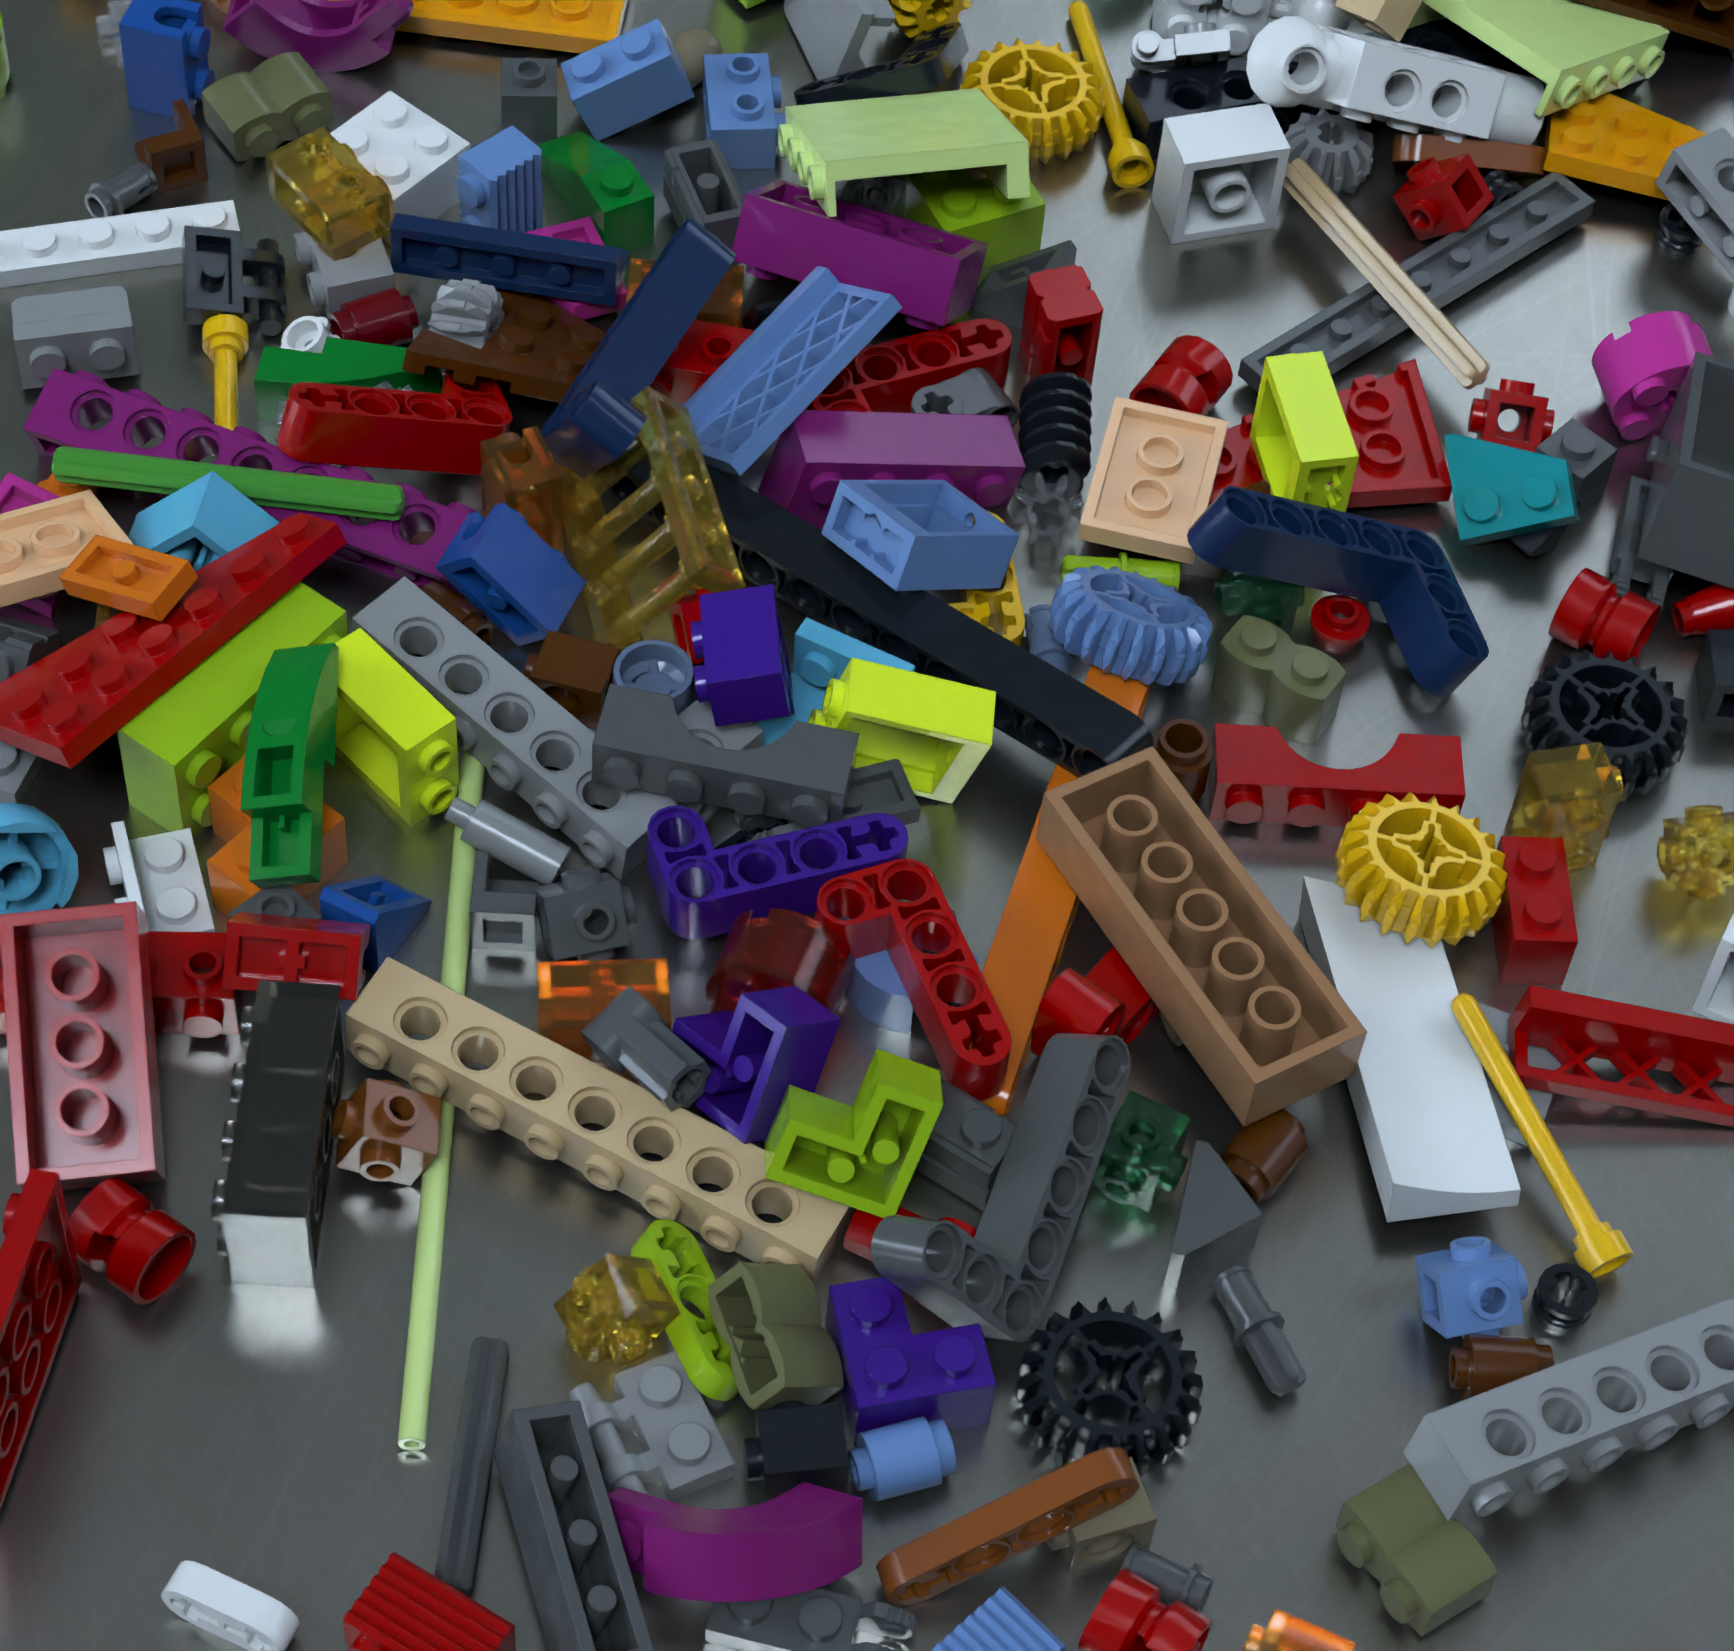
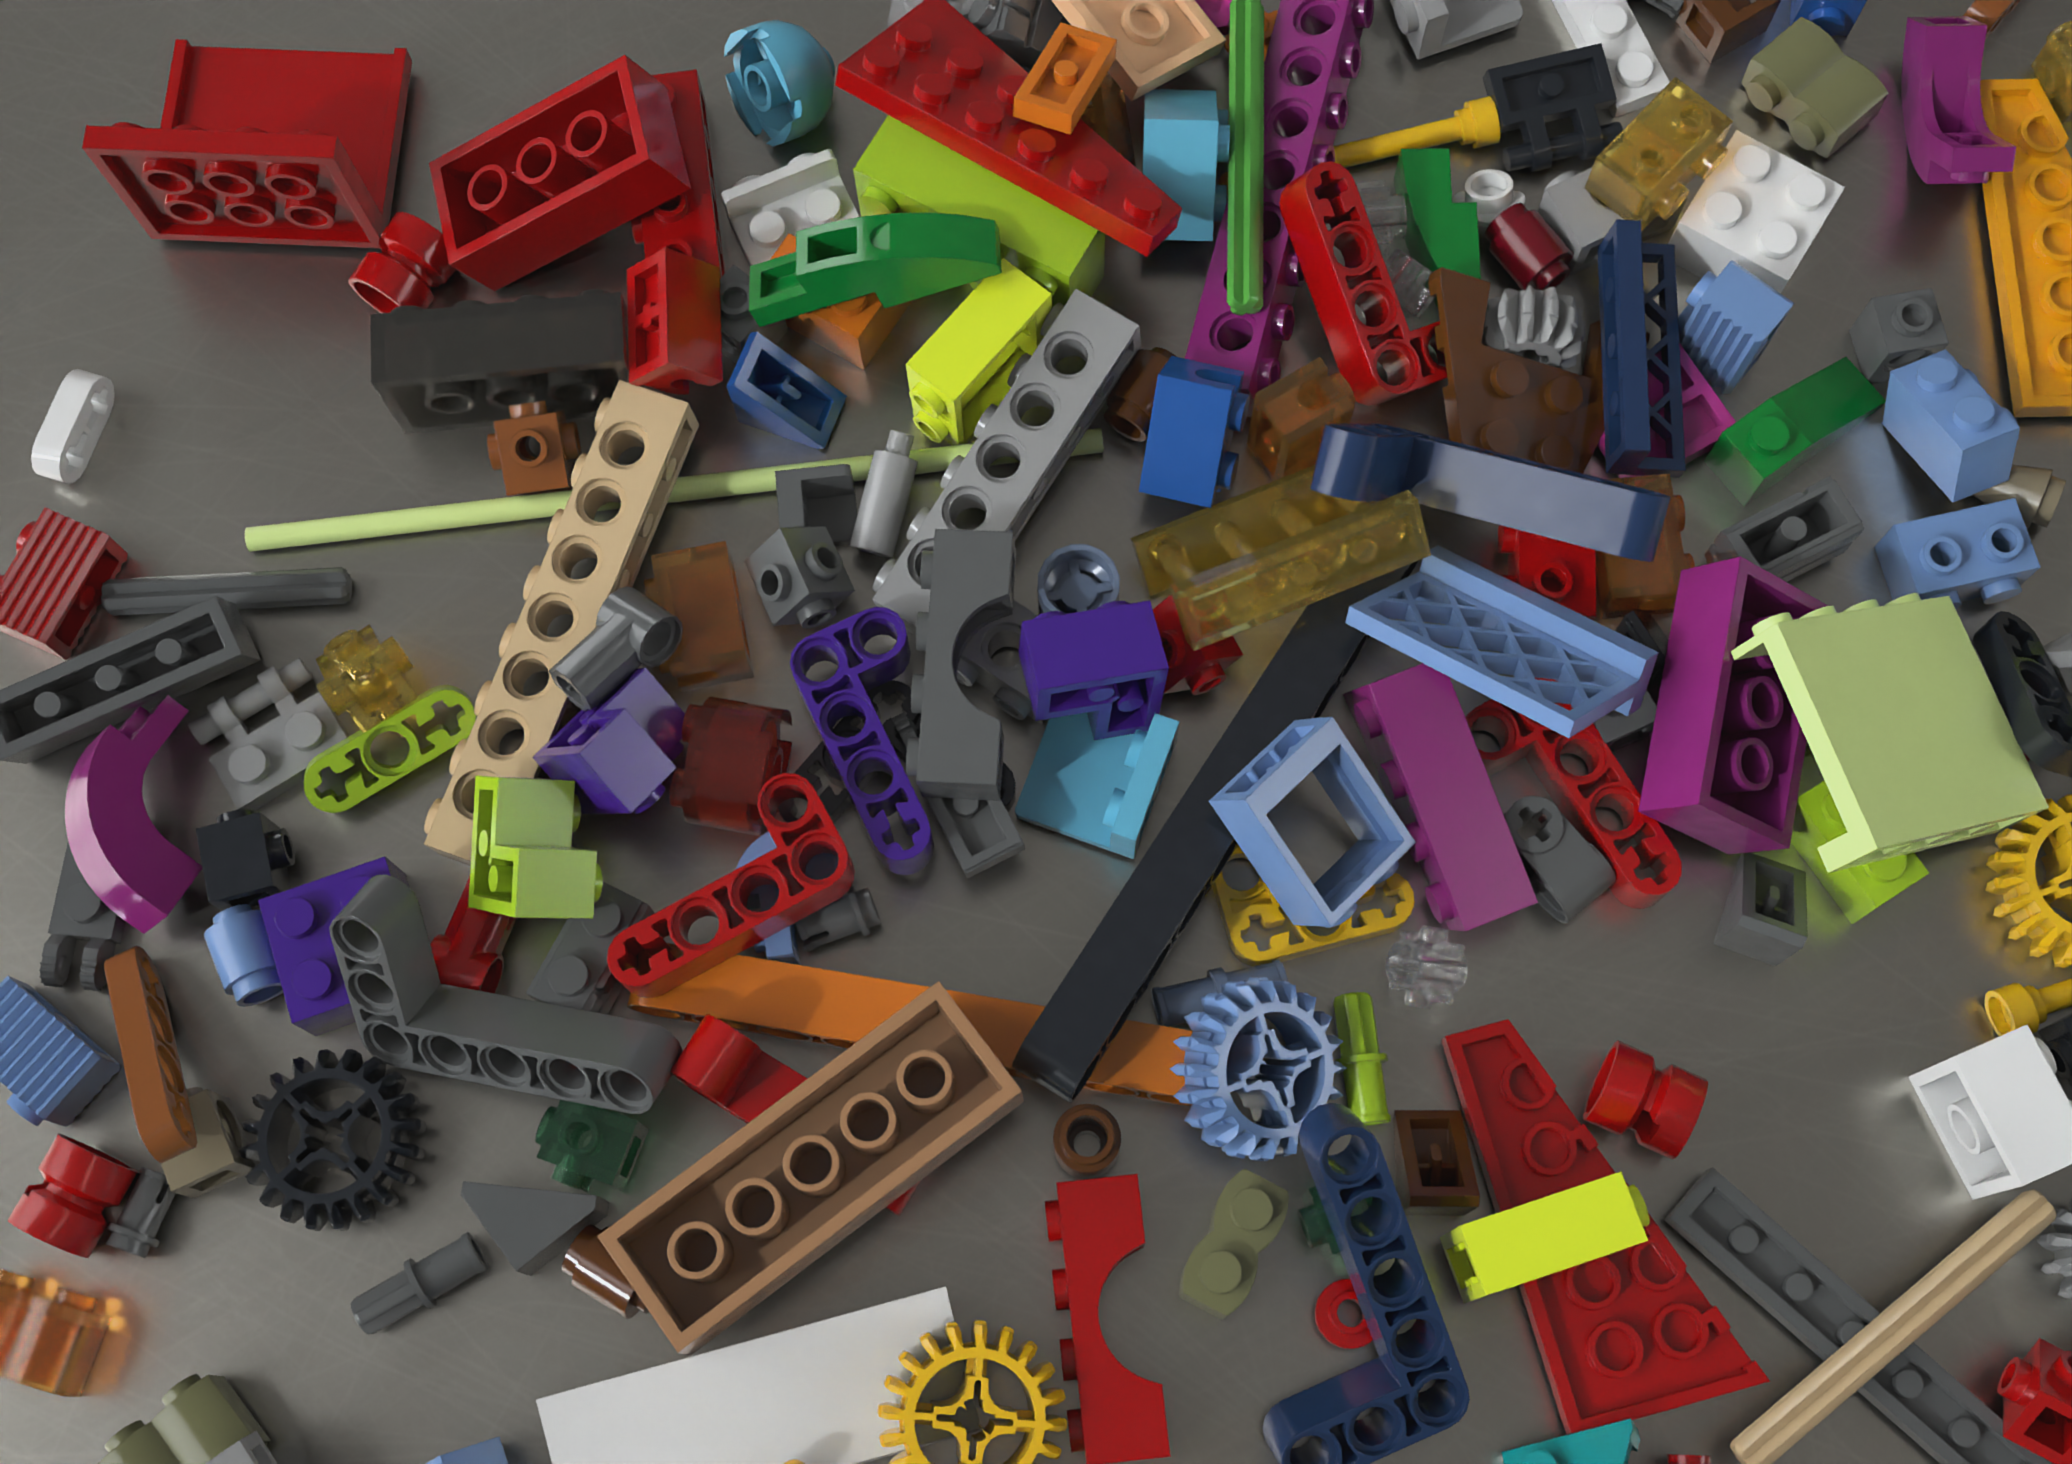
camera: 90 degrees right, 20 degrees up
(574, 674) = (1097, 513): reddish brown brick -> none
(775, 1335) = (349, 820): olive brick -> none
(918, 703) = (1047, 836): neon yellow window -> none
(1056, 430) = (1540, 960): black piece -> none
(1060, 323) = (1682, 945): red brick -> none
(1152, 479) = (1479, 1076): light nougat plate -> none

